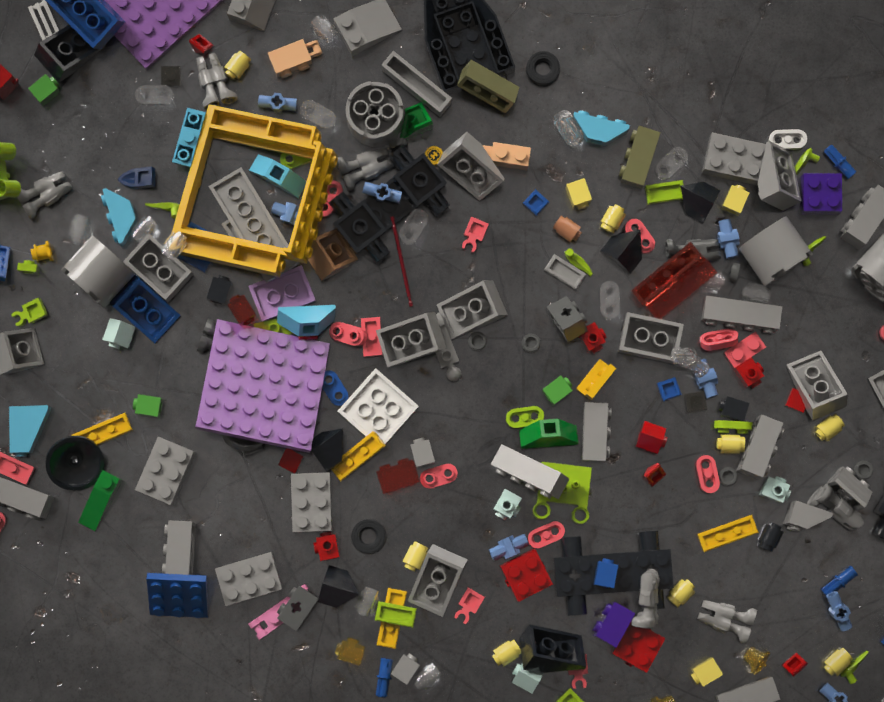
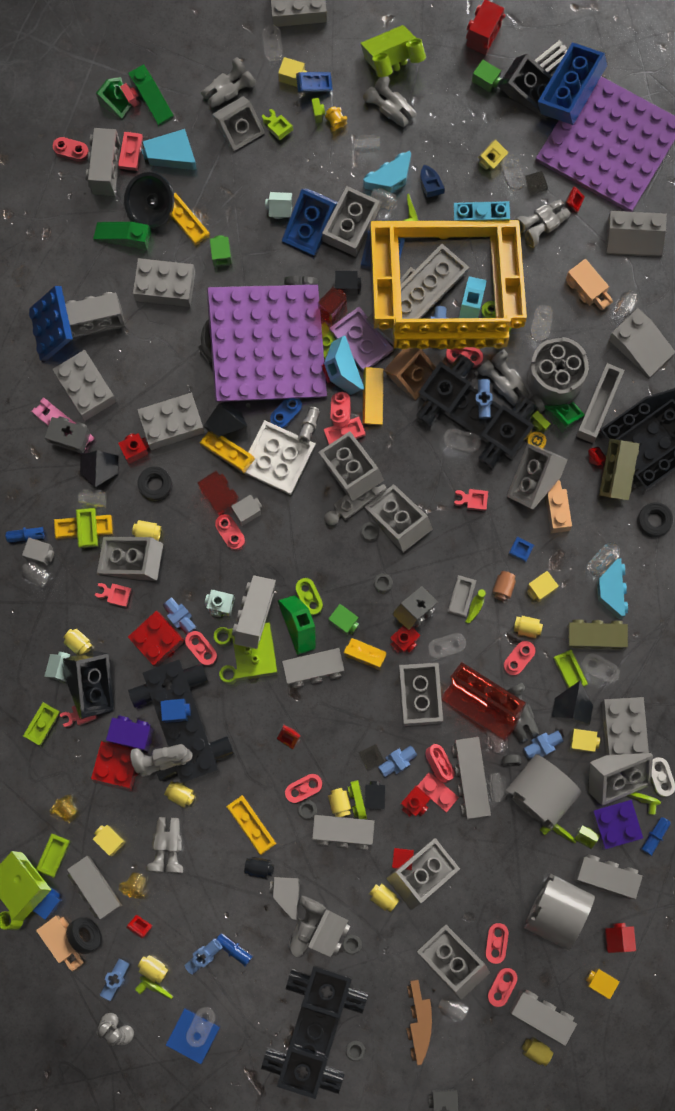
camera: 80 degrees right, 5 degrees down
(98, 271) = (329, 166): light grey brick -> none
(131, 103) = (498, 153): none -> light yellow brick
(174, 245) = (374, 224): clear brick -> none
(237, 65) = (565, 237): light yellow brick -> none
(287, 103) = (542, 290): medium blue axle -> none
(291, 460) = (206, 393): red slope -> none
(344, 298) = (373, 396): none -> yellow tile
(350, 651) = (41, 497): clear yellow brick -> none
(355, 369) = (308, 425): none -> light grey pin
(401, 261) = (424, 439): dark red piece -> none
(417, 147) = (539, 422): none -> lime plate
(466, 103) = (596, 456): none -> red slope
(624, 250) = (500, 647): black slope -> none
(651, 437) = (323, 722): red brick -> none
(669, 389) = (377, 728): blue tile -> none
(689, 359) = (409, 734): clear connector -> none
(775, 489) = (307, 860): light aqua brick -> none
(824, 224) = (587, 836): none -> lime plate

